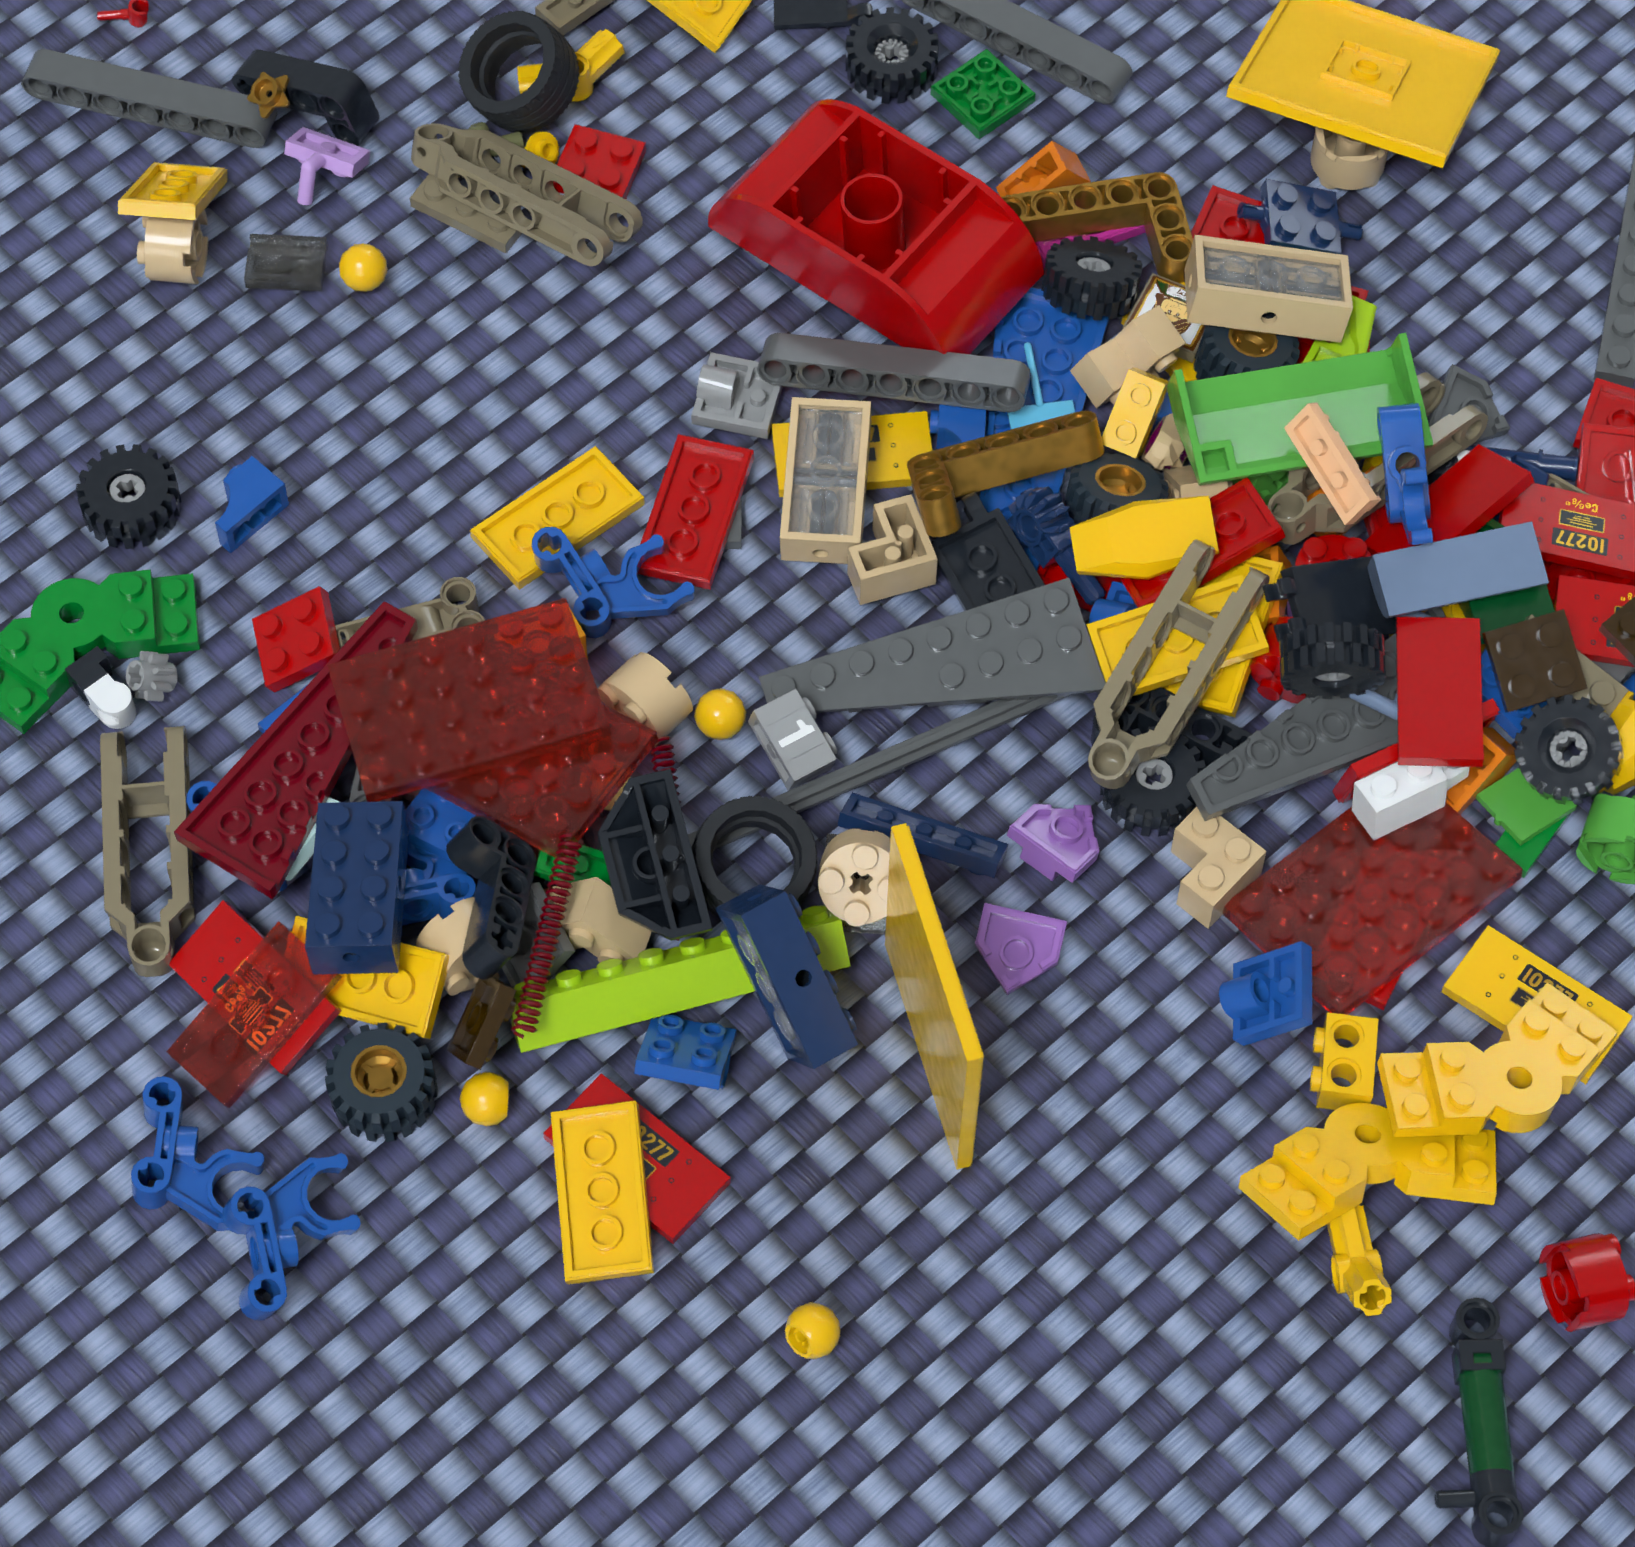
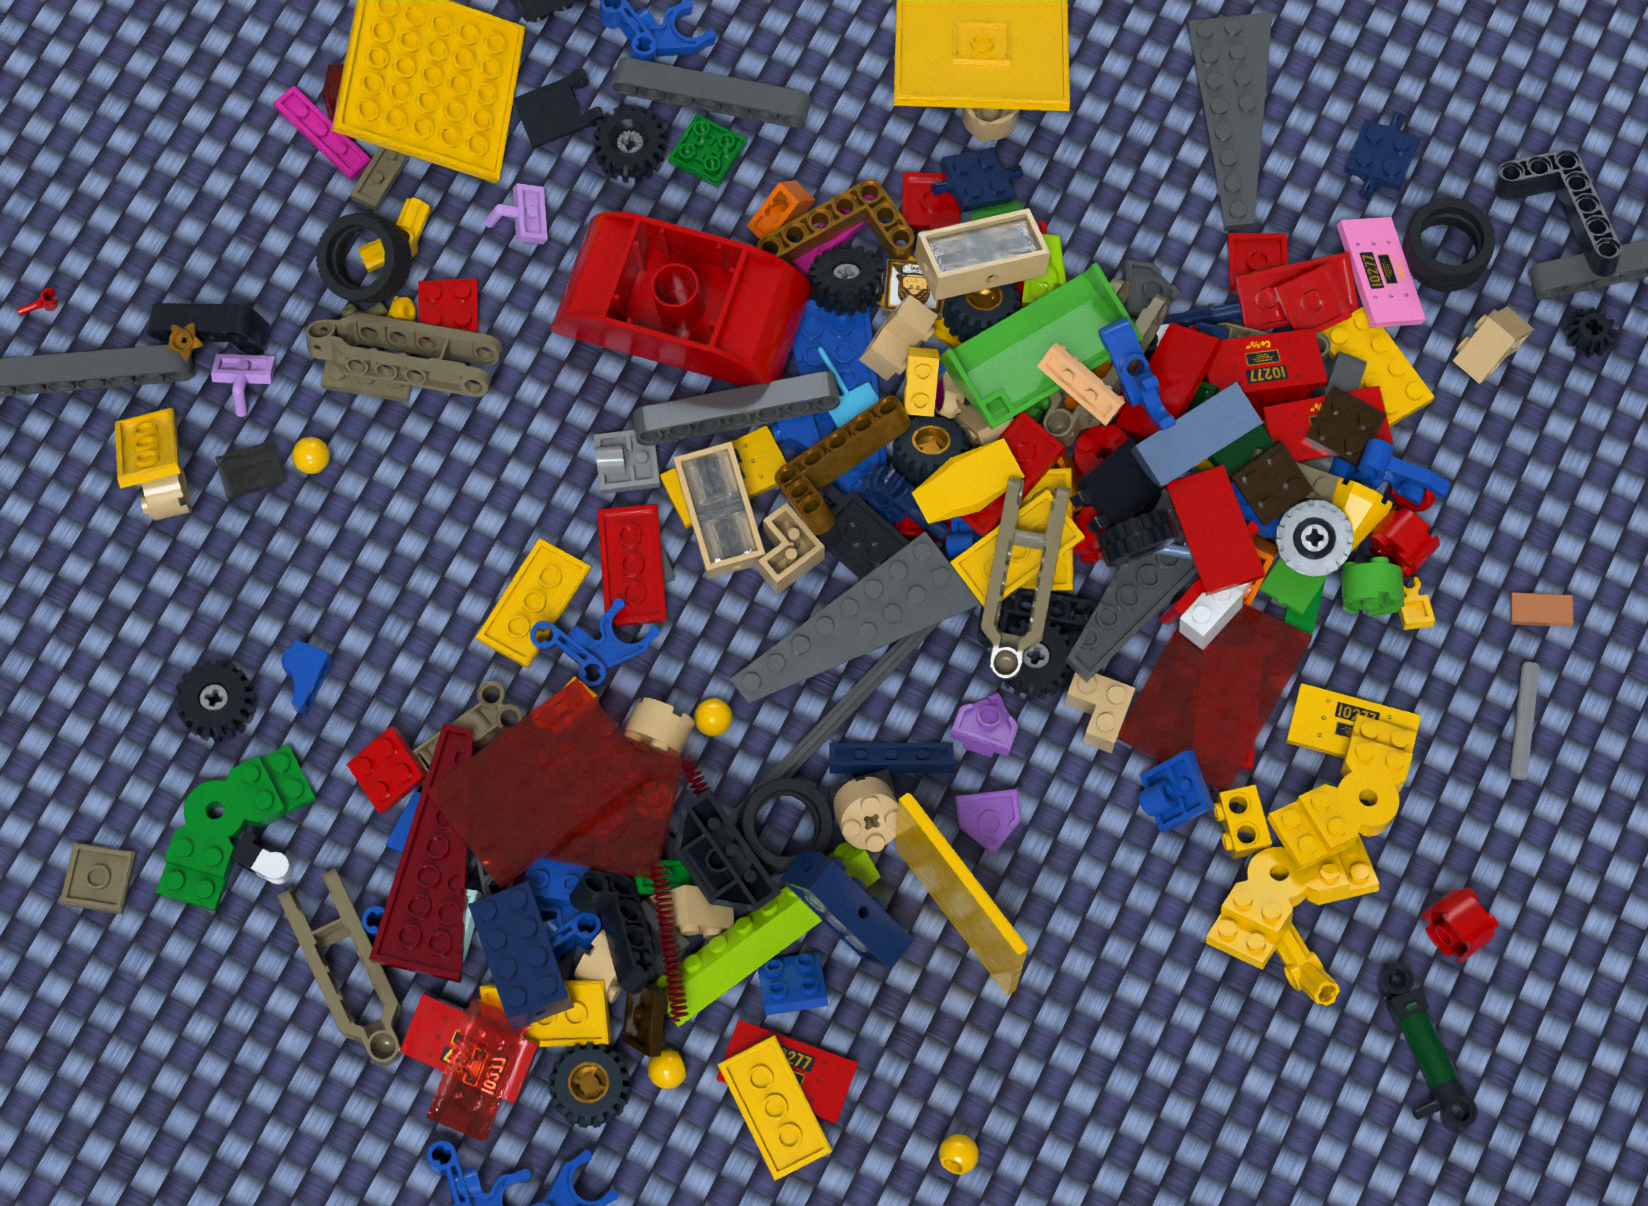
camera: 20 degrees left, 10 degrees up
(151, 676) = (294, 837): light grey gear -> none
(737, 90) = (528, 213): none -> lavender plate
(793, 739) = (774, 719): light grey brick -> none

